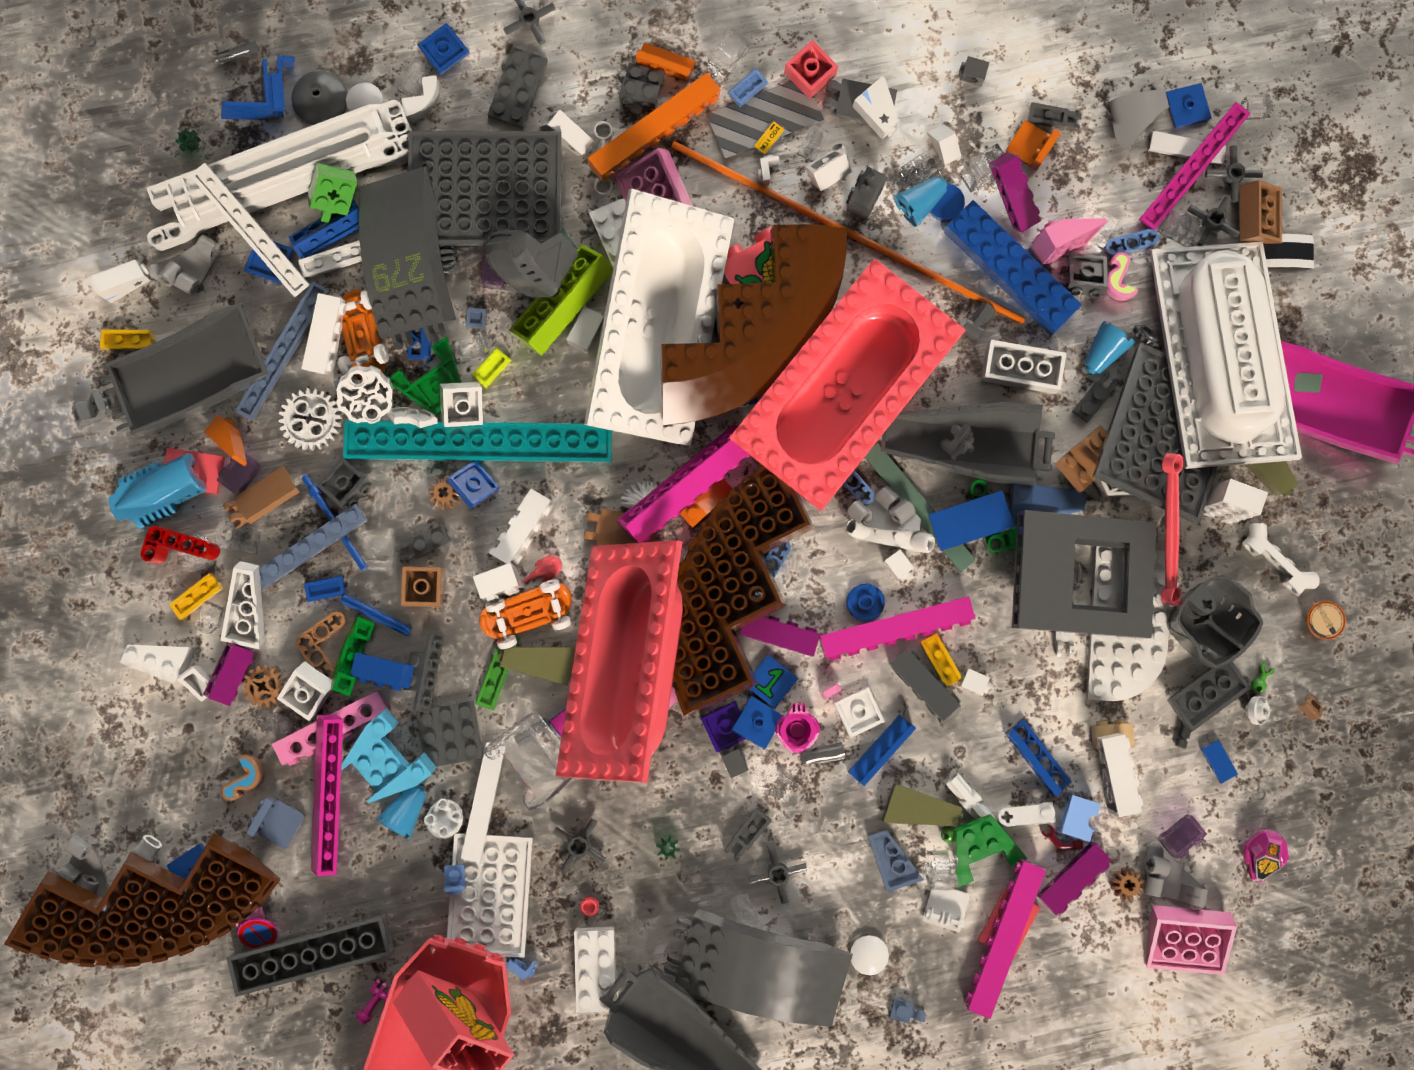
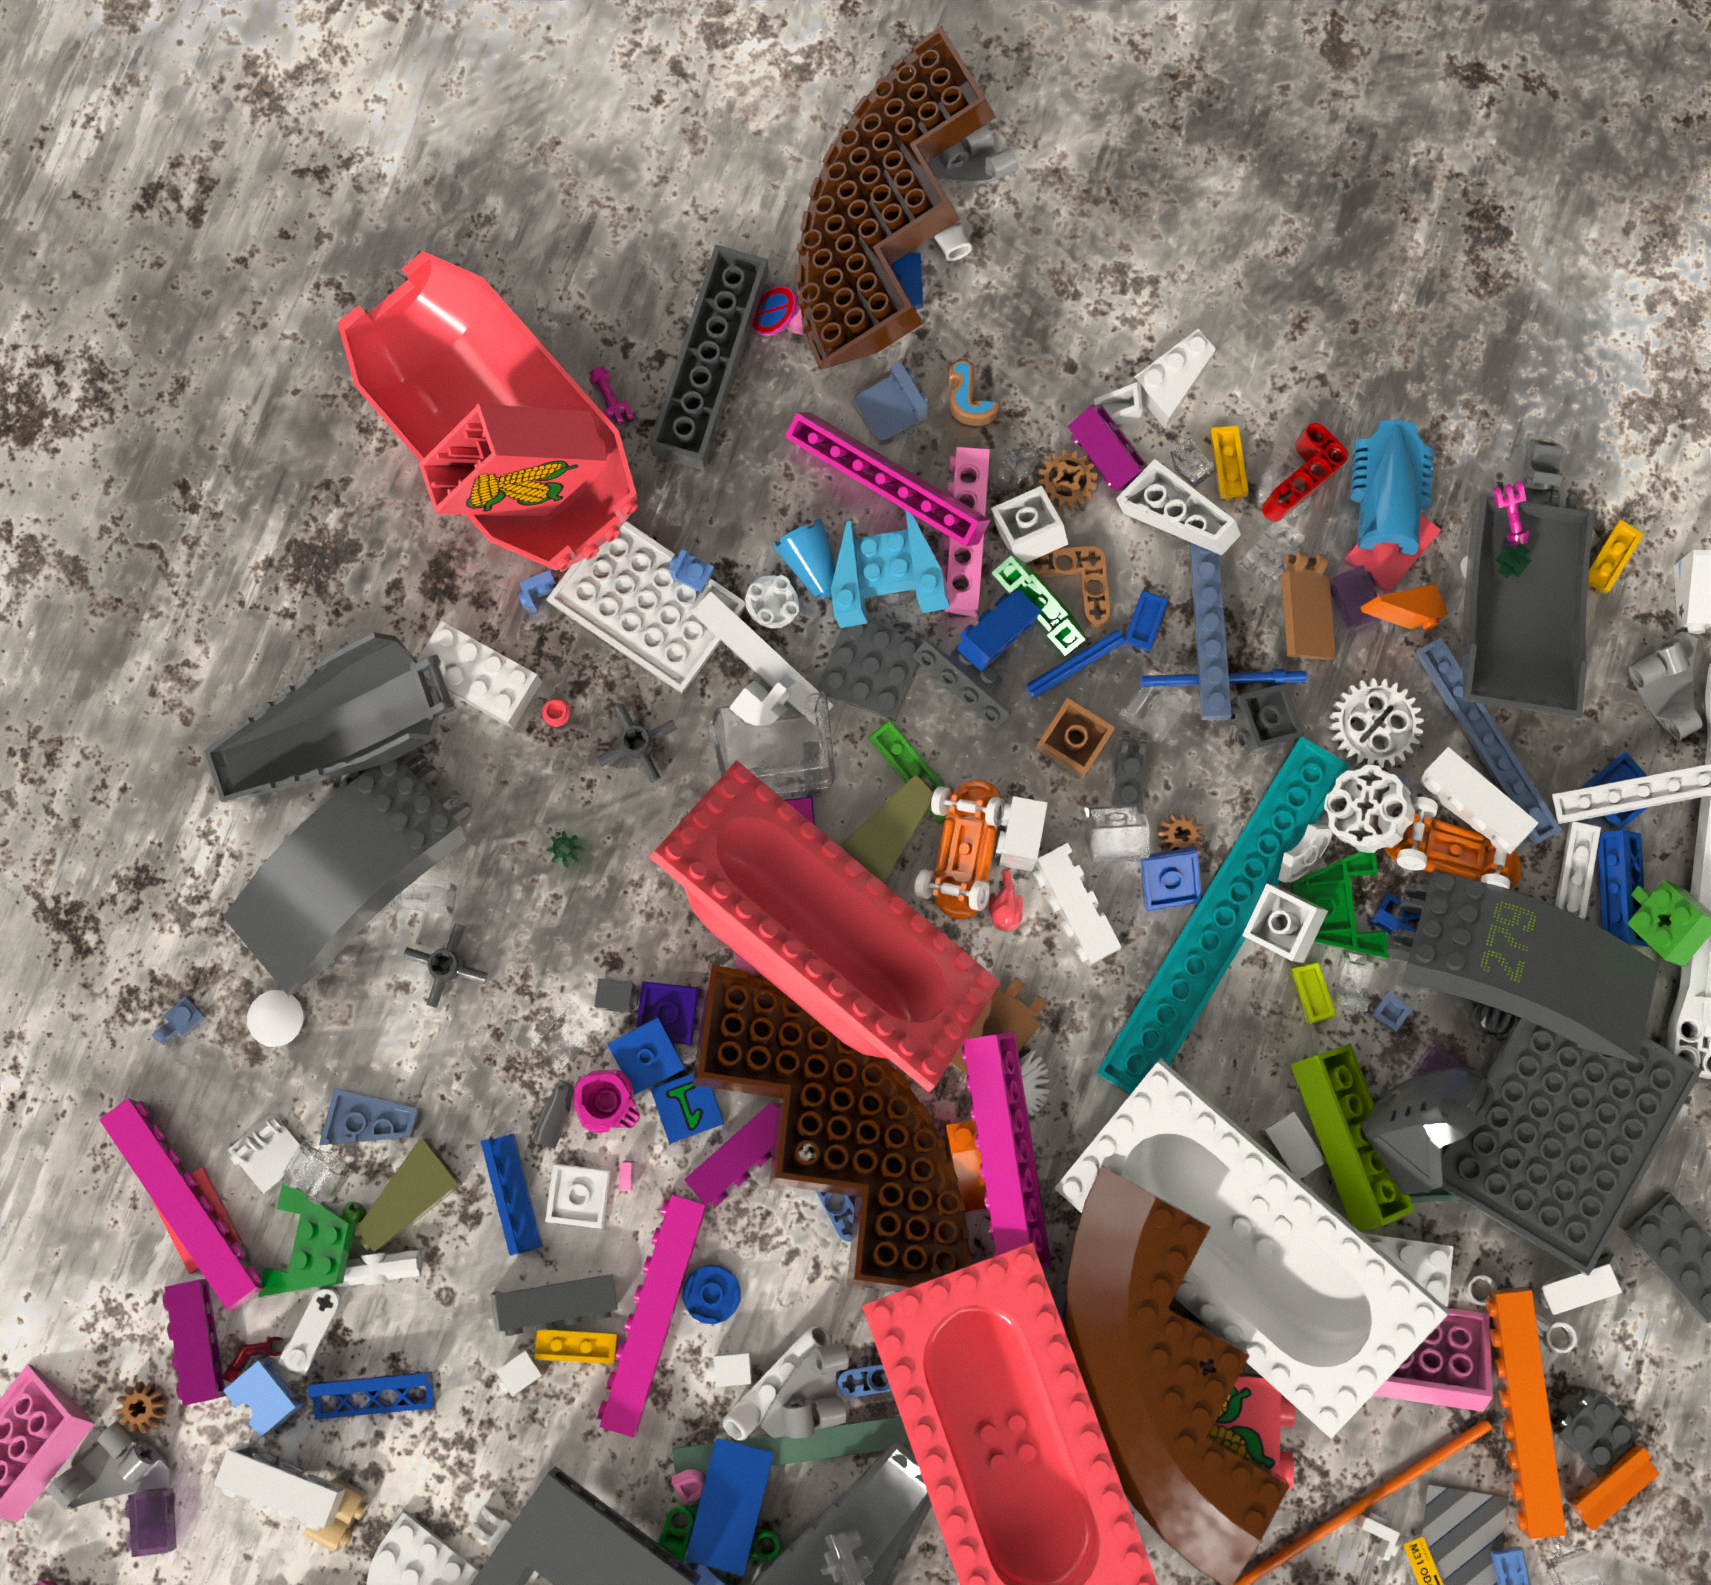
camera: 130 degrees right, 5 degrees down
(144, 400) = (1510, 501): none -> dark pink hinge
(162, 394) = (1513, 560): none -> clear green gear
(465, 529) = (1117, 833): none -> clear brick
(513, 784) = (761, 707): none -> white brick
(749, 832) = (518, 961): dark grey hinge -> none
(974, 550) = (689, 1485): none -> bright pink tile

